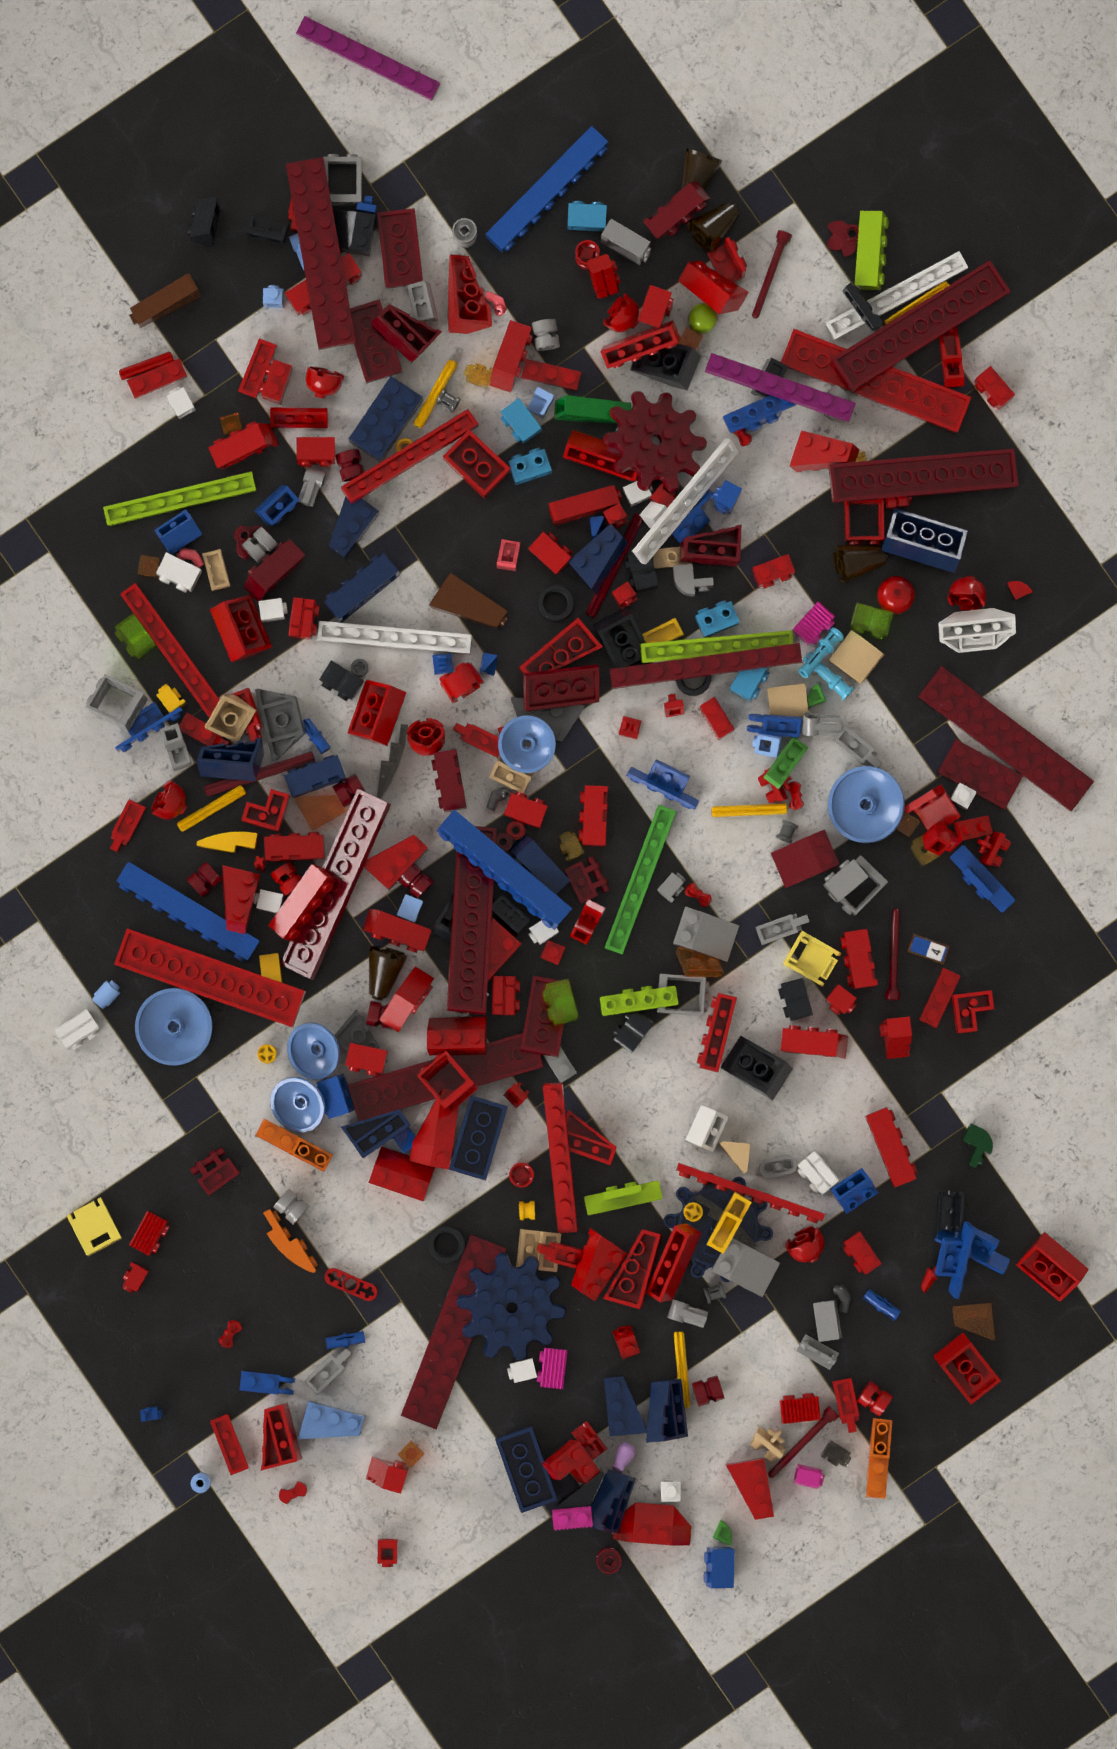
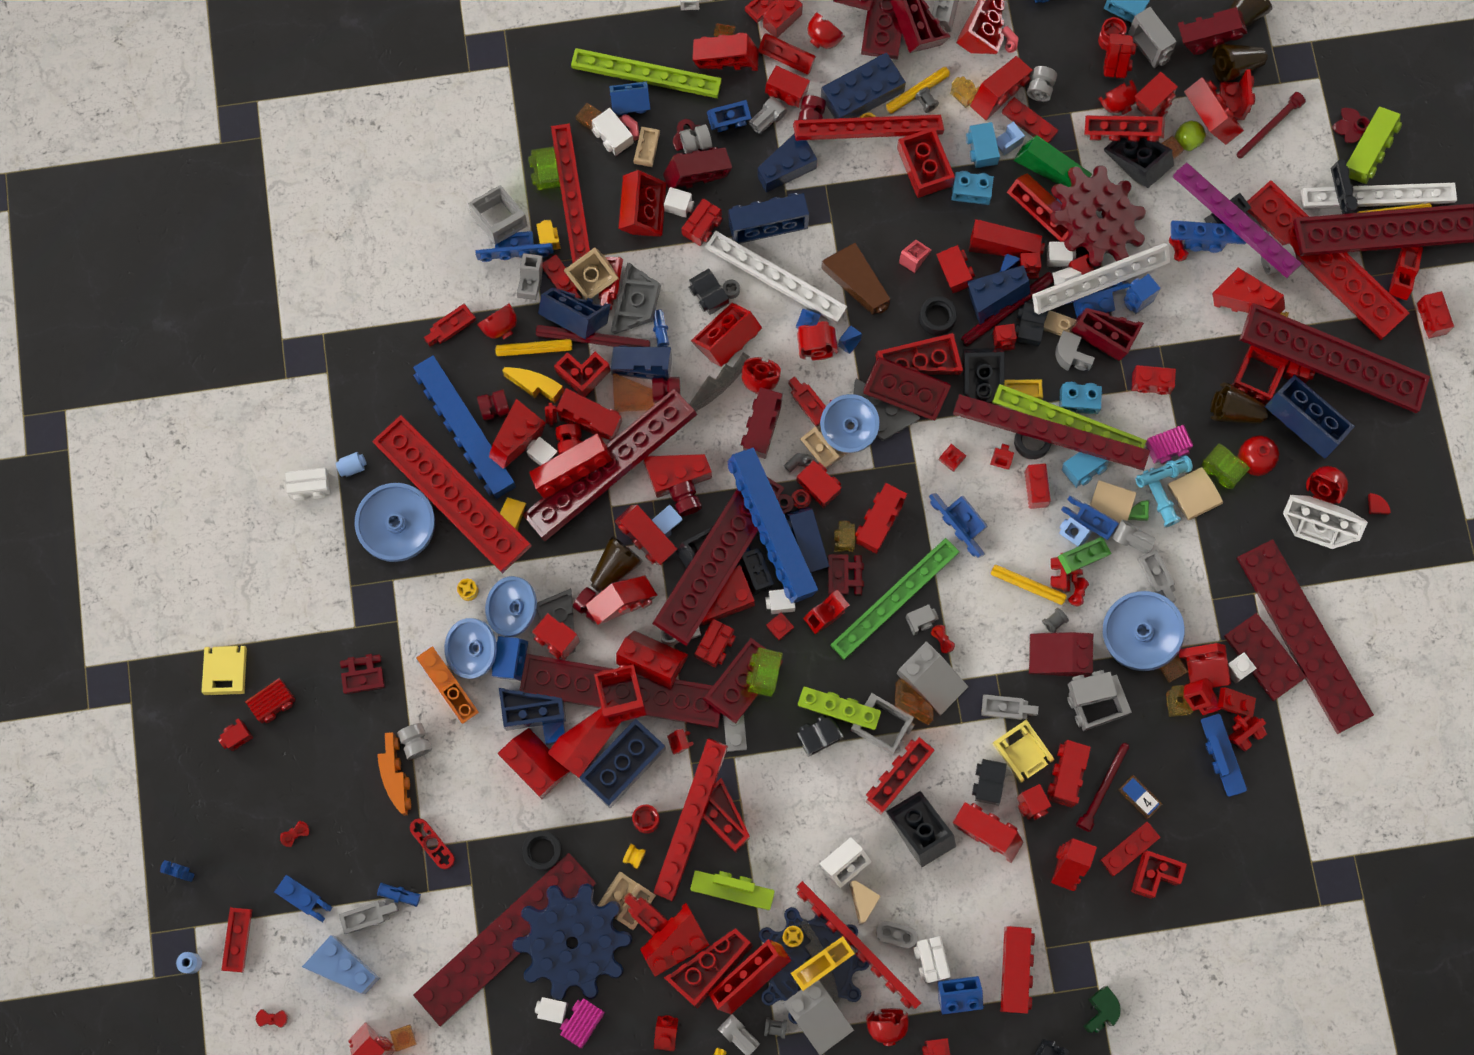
camera: 30 degrees right, 10 degrees down
(280, 1438) = (286, 957): red wedge -> none

